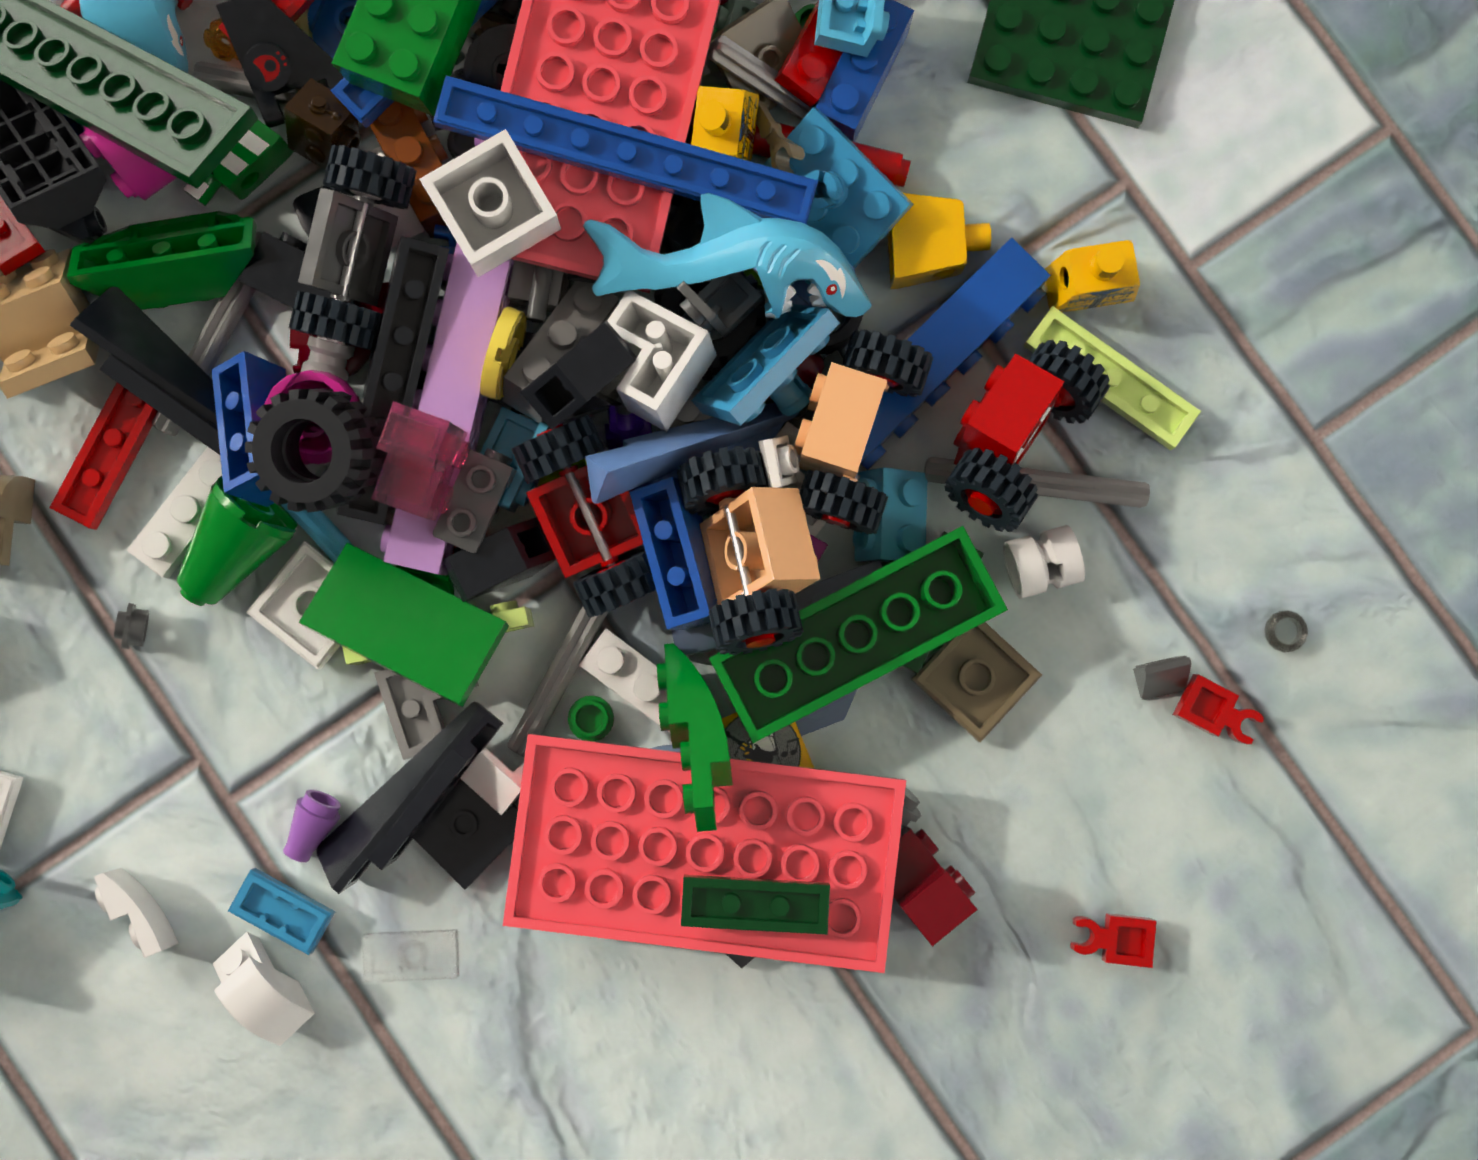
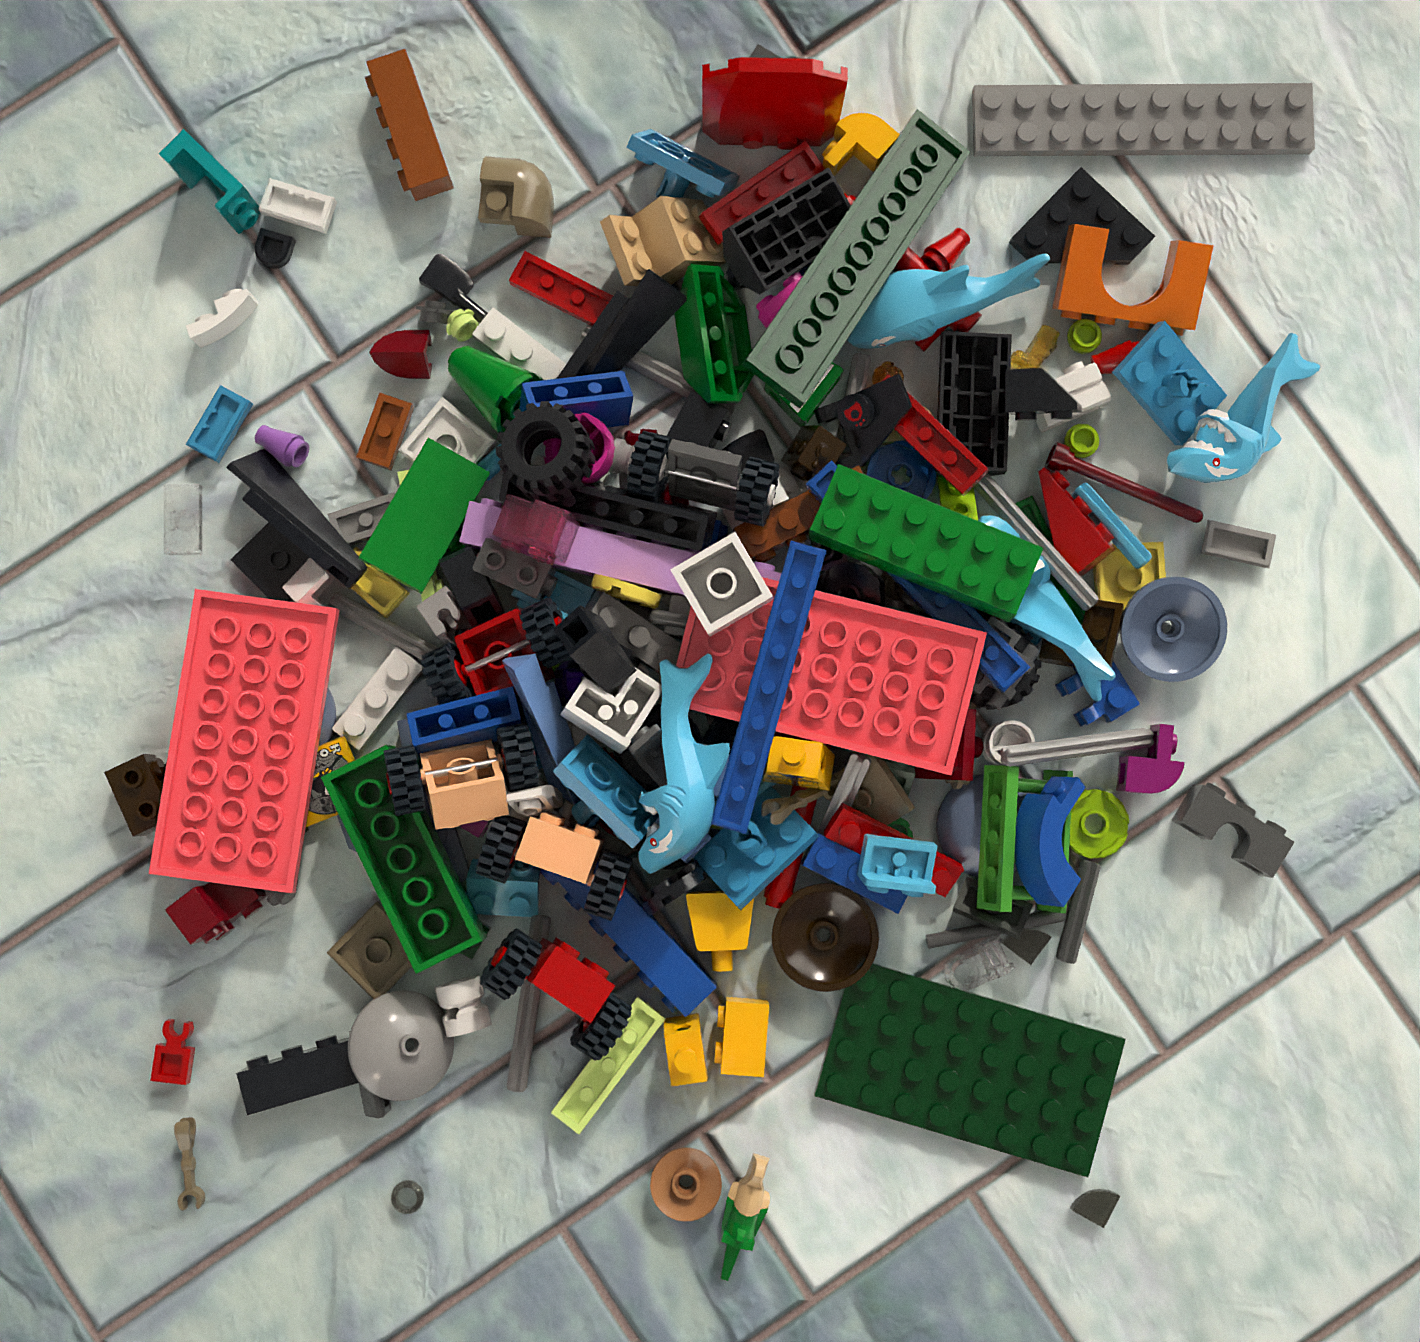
camera: 85 degrees right, 0 degrees up
(42, 847) = (274, 248): none -> black tile
(95, 606) = (451, 283): none -> black piece
(149, 590) = (461, 324): none -> yellowish green plate
(188, 665) = (404, 354): none -> dark red brick
(259, 995) = (156, 407): white brick -> none
(292, 687) = (385, 431): none -> dark orange plate
(504, 690) = (379, 590): none -> light yellow tile
(537, 594) = (444, 615): none -> light grey hinge
(591, 718) = (356, 655): green plate -> none
(697, 731) = (340, 734): green slope -> none
(755, 904) = (200, 777): dark green plate -> none
(776, 995) = (138, 791): none -> dark brown brick
(887, 293) = (673, 887): none -> black plate
(949, 78) = (839, 959): none -> dark brown dish
(1071, 208) = (744, 1036): none -> yellow brick
(1094, 659) = (379, 1041): none -> light grey dish
(1131, 753) = (295, 1074): none -> black brick
(1212, 709) = (347, 1136): red plate -> none
(1223, 920) = (185, 1136): none -> dark tan piece
(1273, 265) = (686, 1202): none -> medium nougat dish
(1287, 205) = (744, 1212): none -> animal

